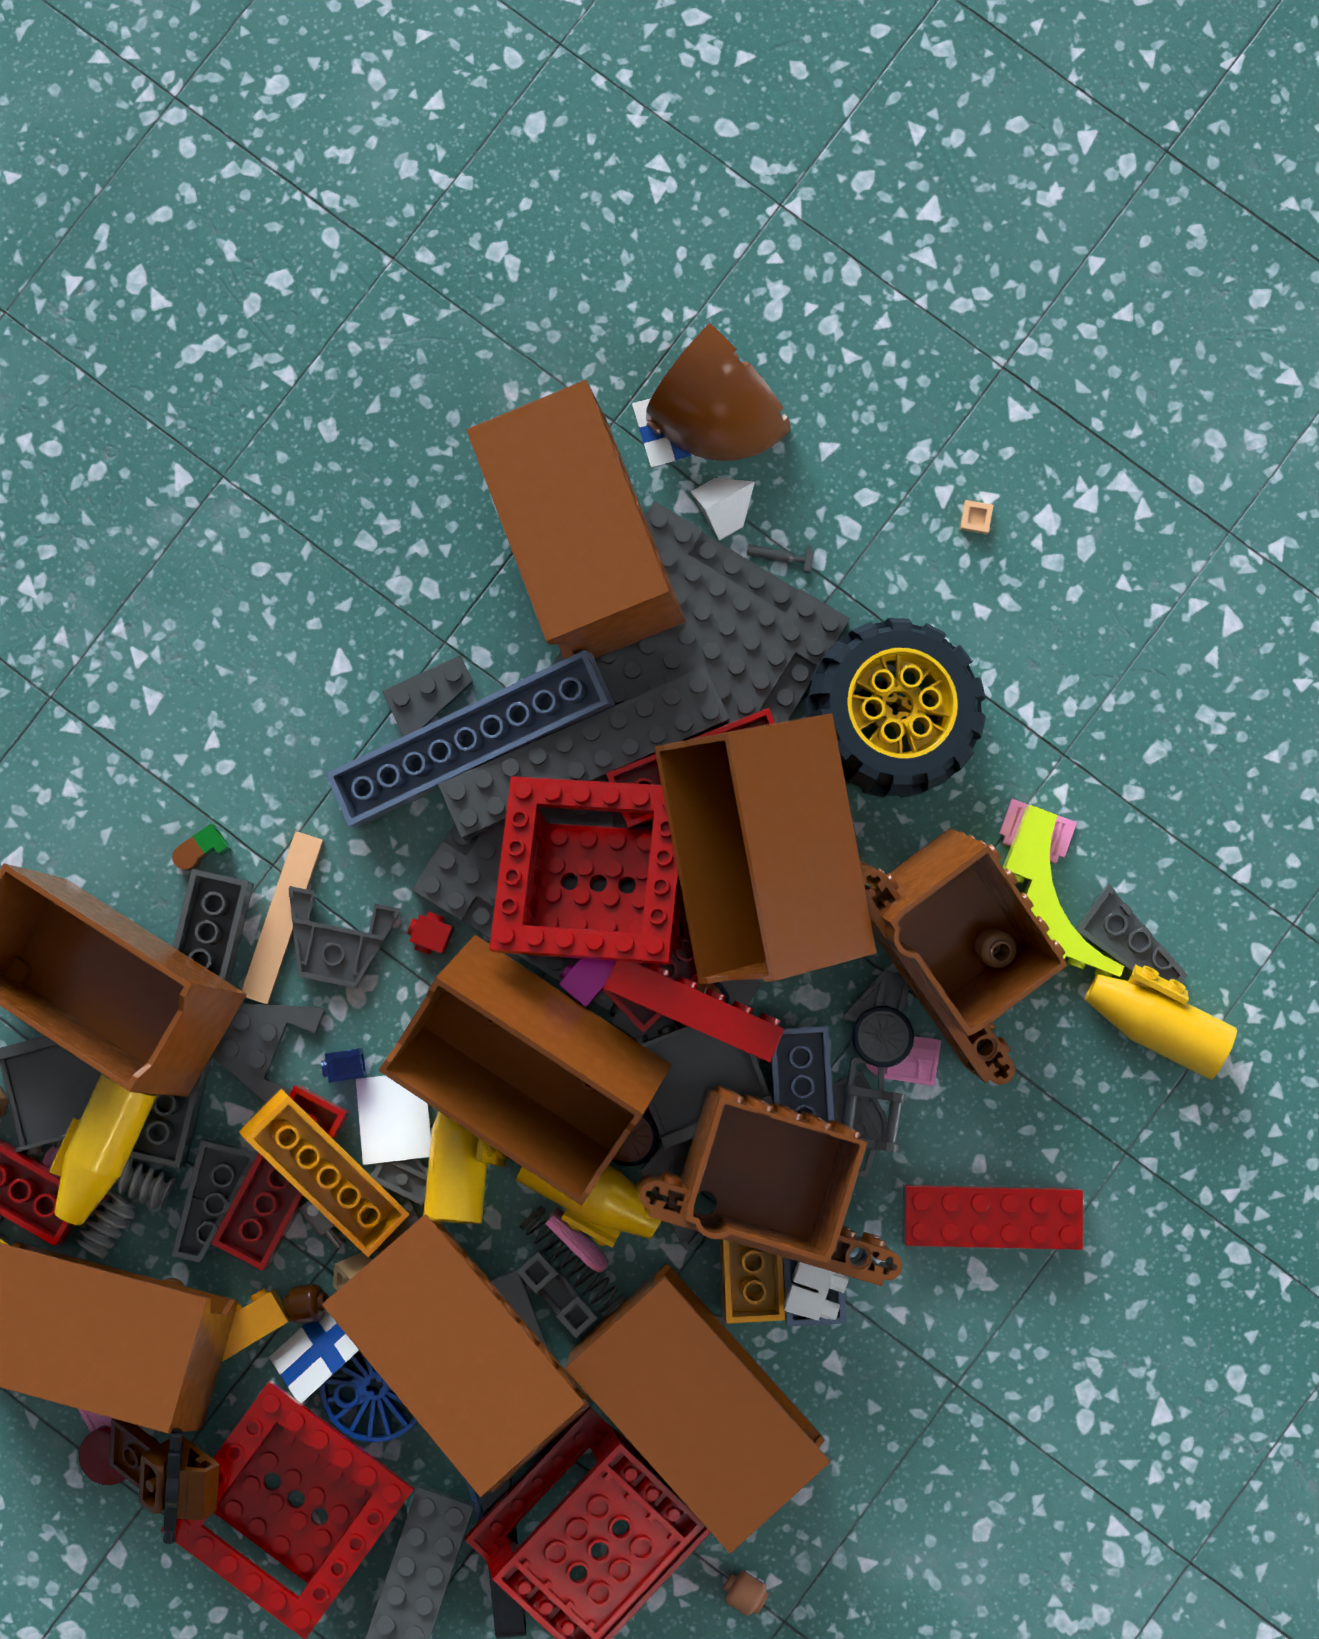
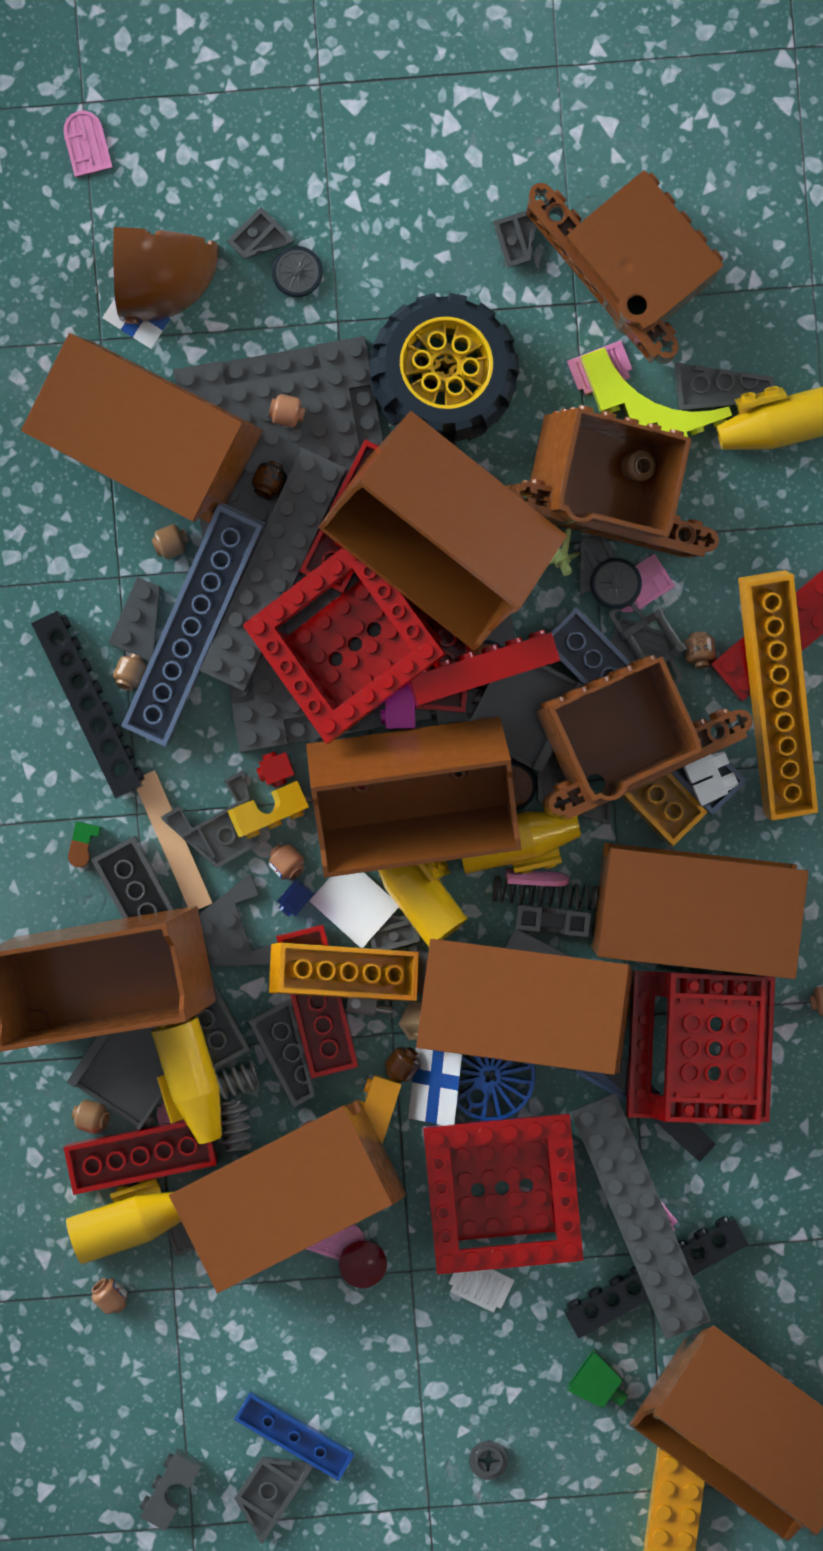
camera: 45 degrees left, 5 degrees up
(168, 1474) = (412, 1235): reddish brown piece -> none
(195, 1580) = (482, 1287): none -> white window
(336, 630) = (45, 630): none -> black brick
(365, 959) = (249, 819): none -> yellow arch
(365, 1026) = (286, 862): none -> nougat head
(377, 732) = (129, 672): none -> medium nougat head
(516, 649) = (170, 541): none -> medium nougat head
(651, 670) = (269, 479): none -> reddish brown head
(721, 623) = (286, 411): none -> nougat head
(724, 504) = (219, 331): white slope -> none
(752, 242) = (86, 143): none -> bright pink window
(782, 556) = (285, 333): dark grey piece -> none
(833, 451) = (259, 236): none -> dark grey wing
(839, 511) = (297, 271): none -> dark grey wheel
(853, 970) = (562, 558): none -> yellowish green plant
(907, 1164) = (700, 649): none -> medium nougat head
(943, 1269) = (778, 694): none -> light orange brick
(976, 517) = (387, 198): light nougat tile -> none
(1063, 649) = (515, 238): none -> dark grey wing
(1161, 744) = (631, 249): none -> dark orange piece

